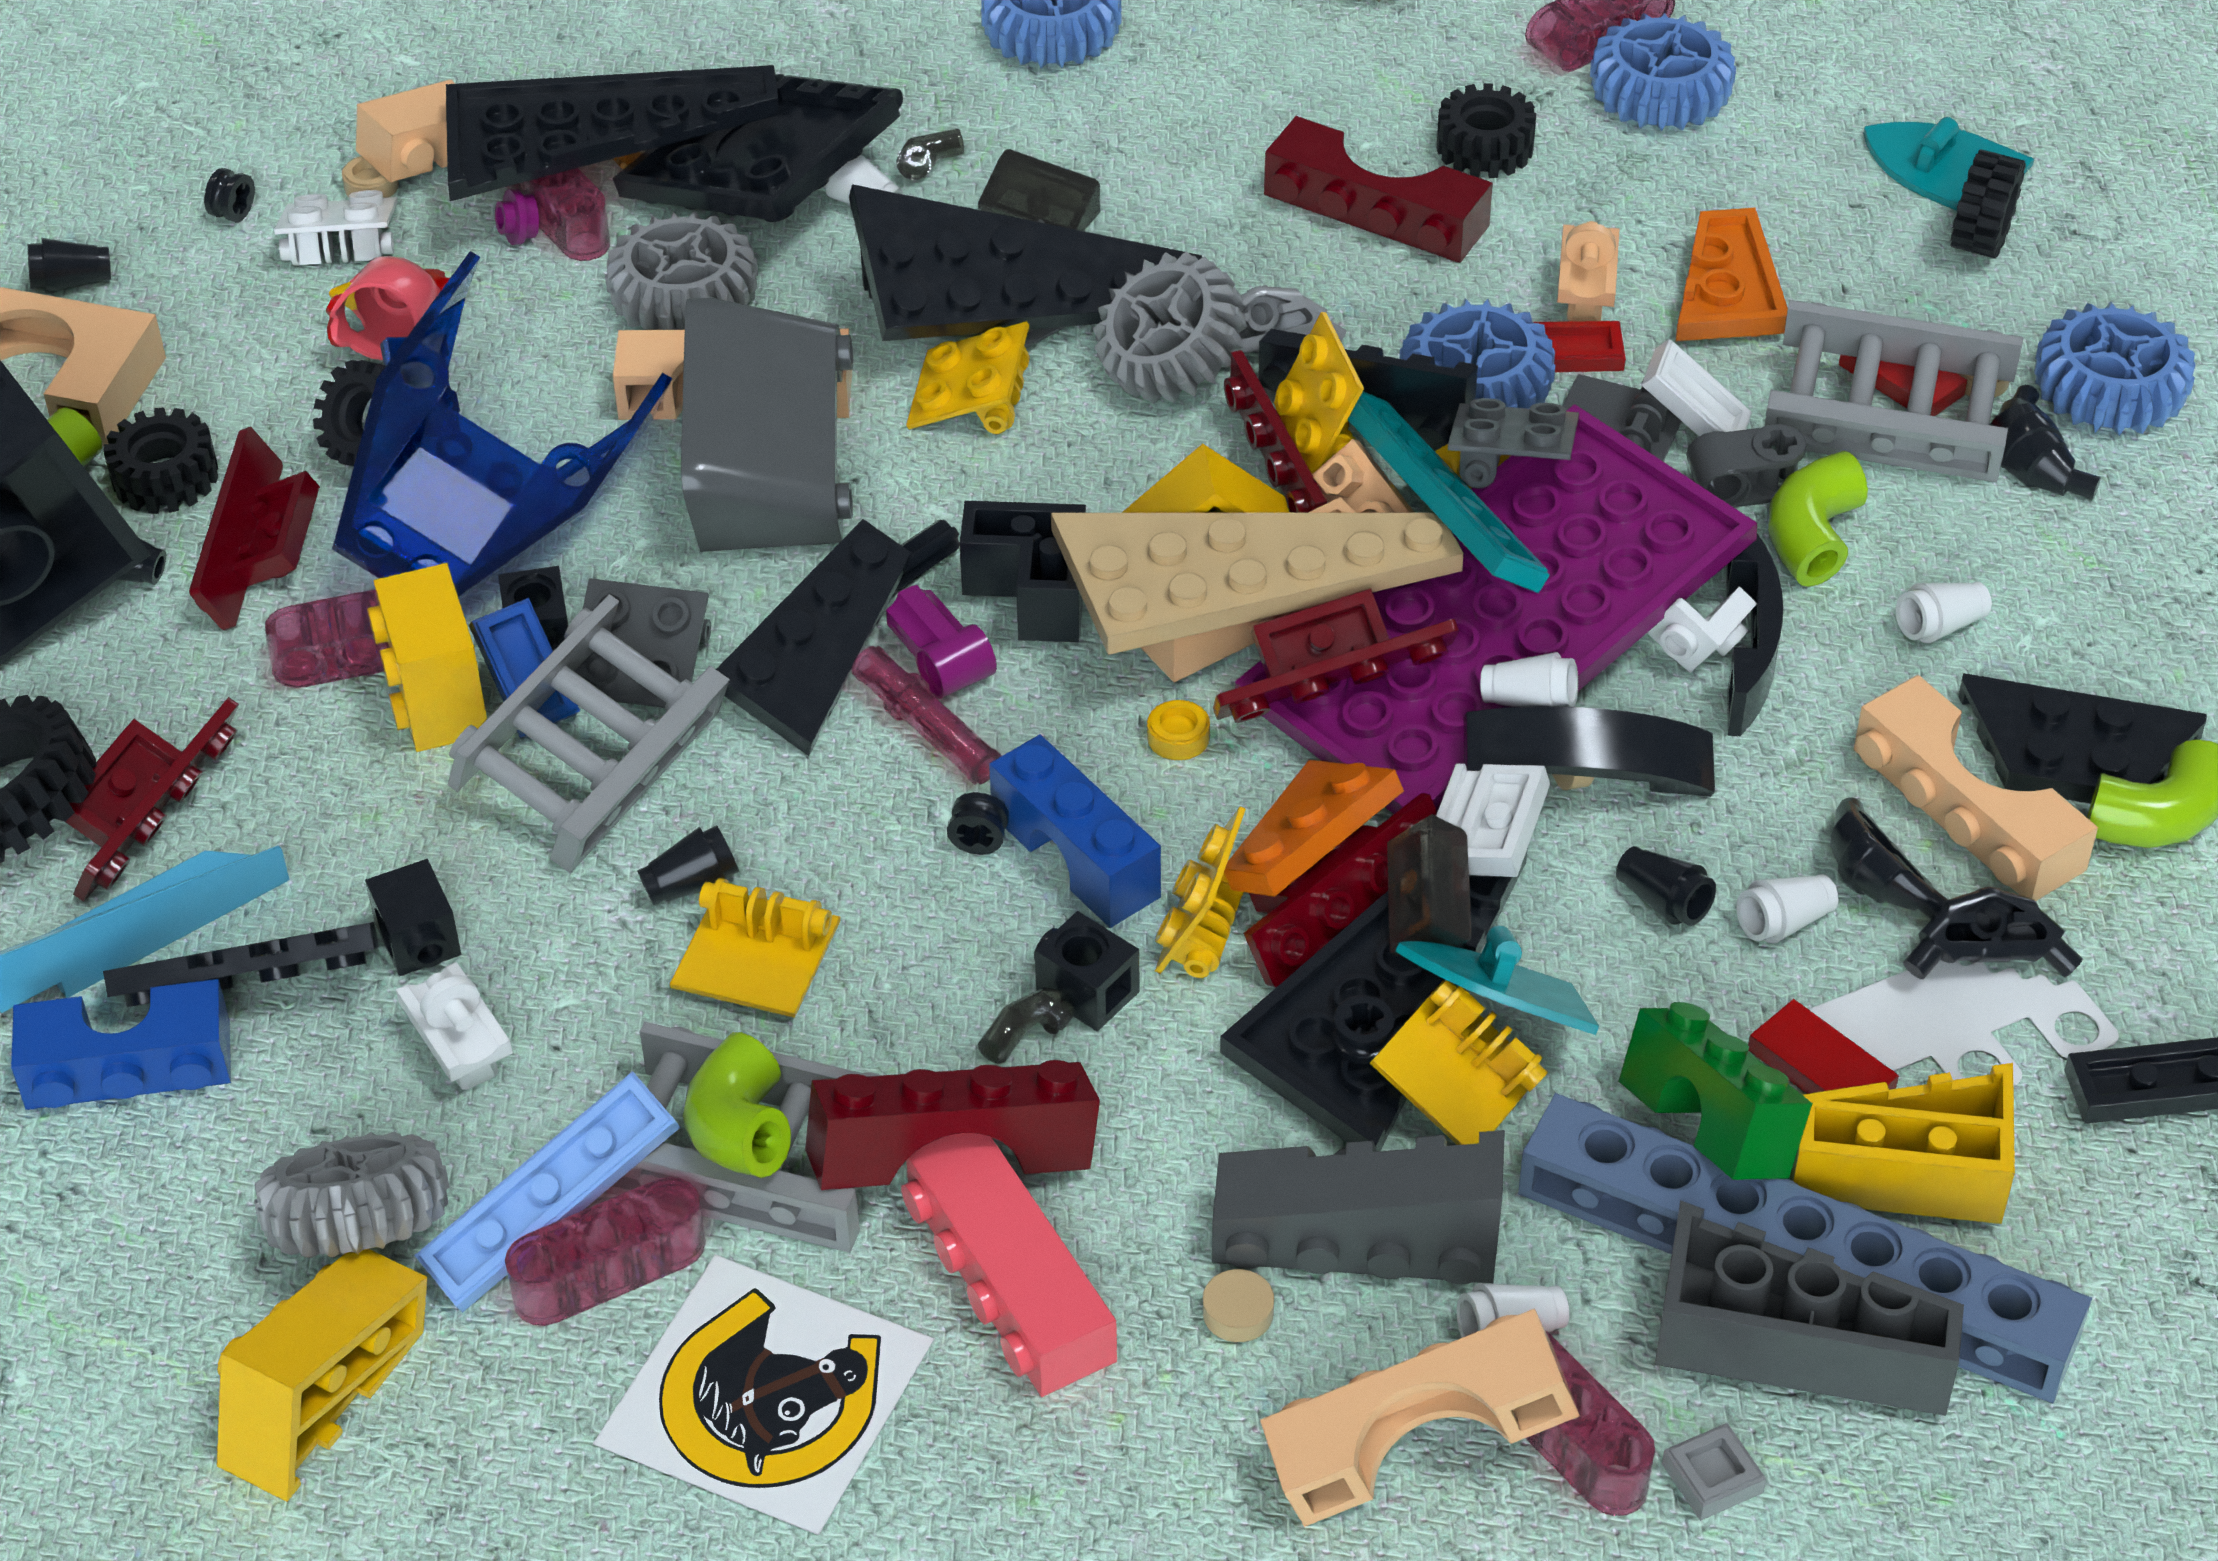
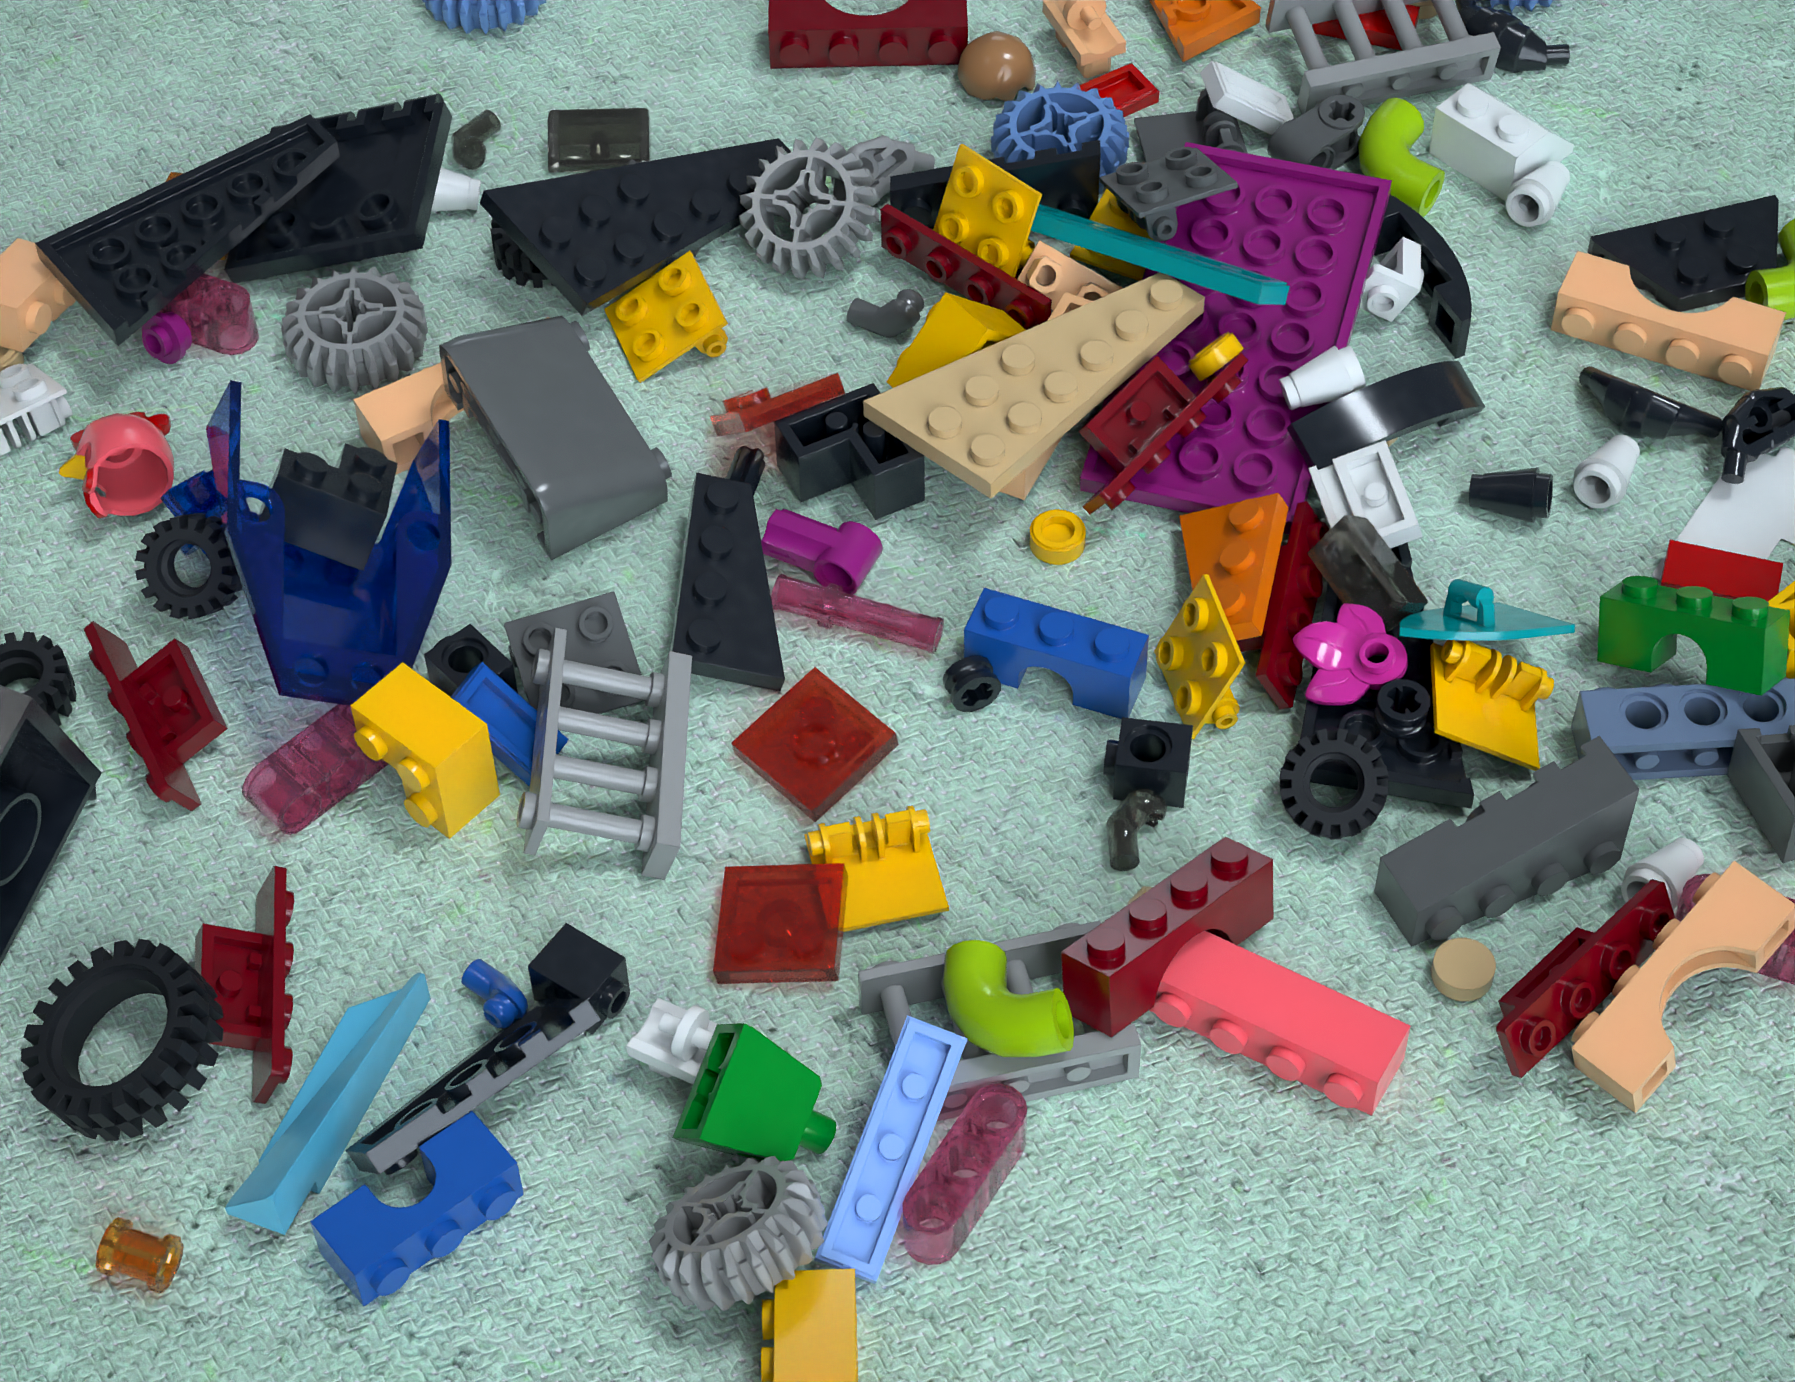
camera: 30 degrees left, 5 degrees up
(343, 899) = (501, 994): none -> blue arm
(459, 1092) = (753, 1100): none -> green torso
(513, 412) = (336, 507): none -> black brick
(630, 955) = (781, 923): none -> clear red plate
(688, 866) = (771, 825): black cone -> none
(765, 1393) = (1164, 1223): sticker -> none
(791, 813) = (815, 744): none -> clear red plate
(970, 484) = (761, 407): none -> clear red plate
(1165, 453) = (889, 319): none -> dark grey arm
(1203, 1050) = (1341, 747): none -> black tyre
(1313, 1361) = (1578, 977): none -> dark red bracket
(1344, 952) = (1342, 654): none -> dark pink plate
(1438, 611) = (1215, 356): none -> yellow tile
(1478, 270) = (996, 67): none -> medium nougat hair
(1939, 533) = (1491, 140): none -> white slope

